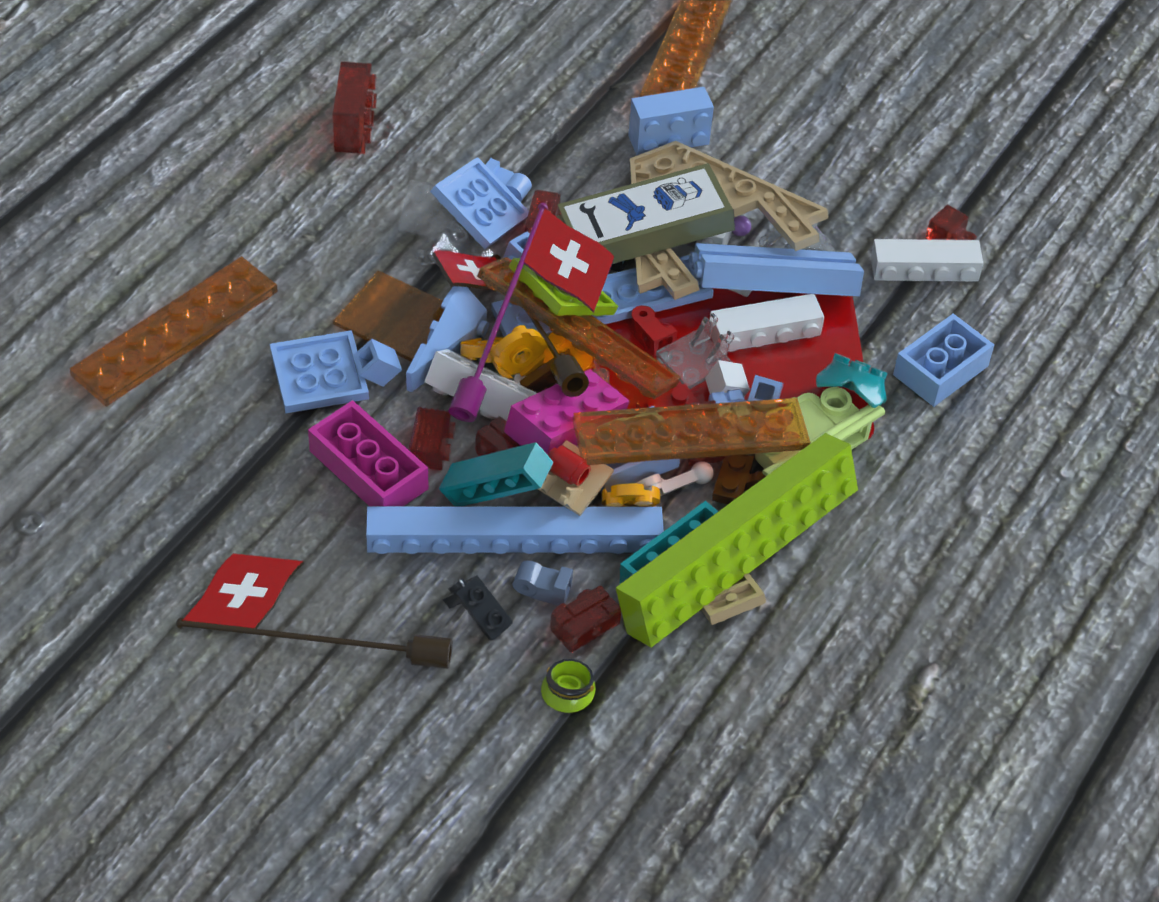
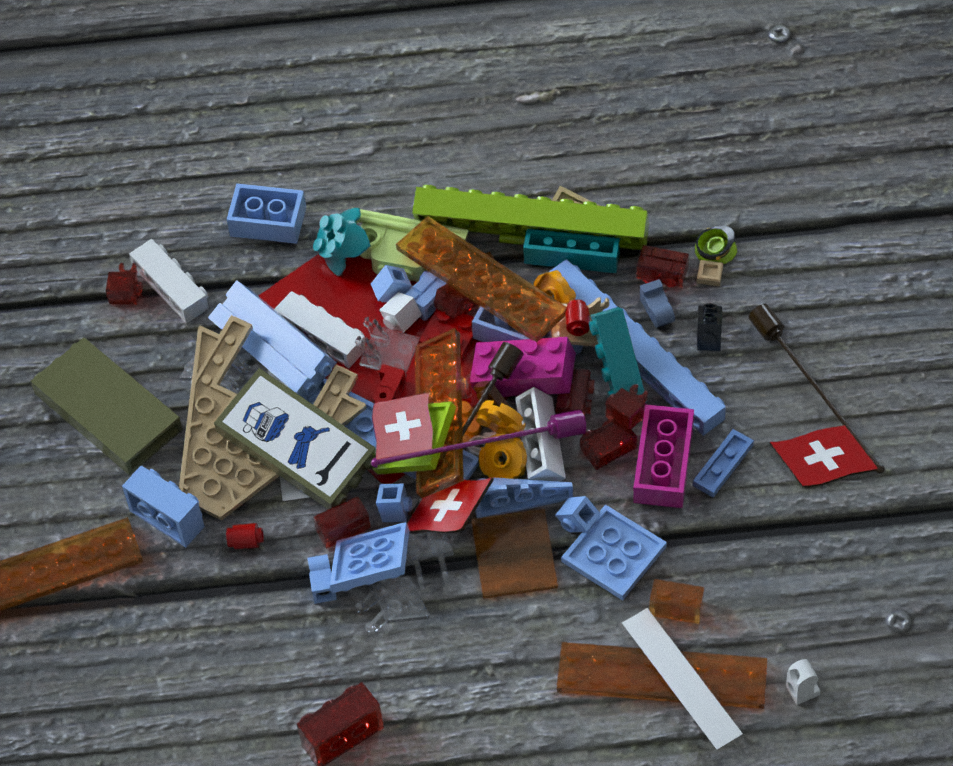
camera: 120 degrees left, 5 degrees up
(52, 397) = (802, 681): none -> white leg
(153, 328) = (682, 678): none -> white sticker
(222, 373) = (676, 601): none -> clear orange brick
(318, 507) = (723, 463): none -> medium blue plate
(439, 448) = (626, 407): none -> clear red brick
(540, 658) = (709, 273): none -> tan tile
(595, 162) = (244, 536): none -> red brick
(823, 152) = (106, 405): none -> olive brick

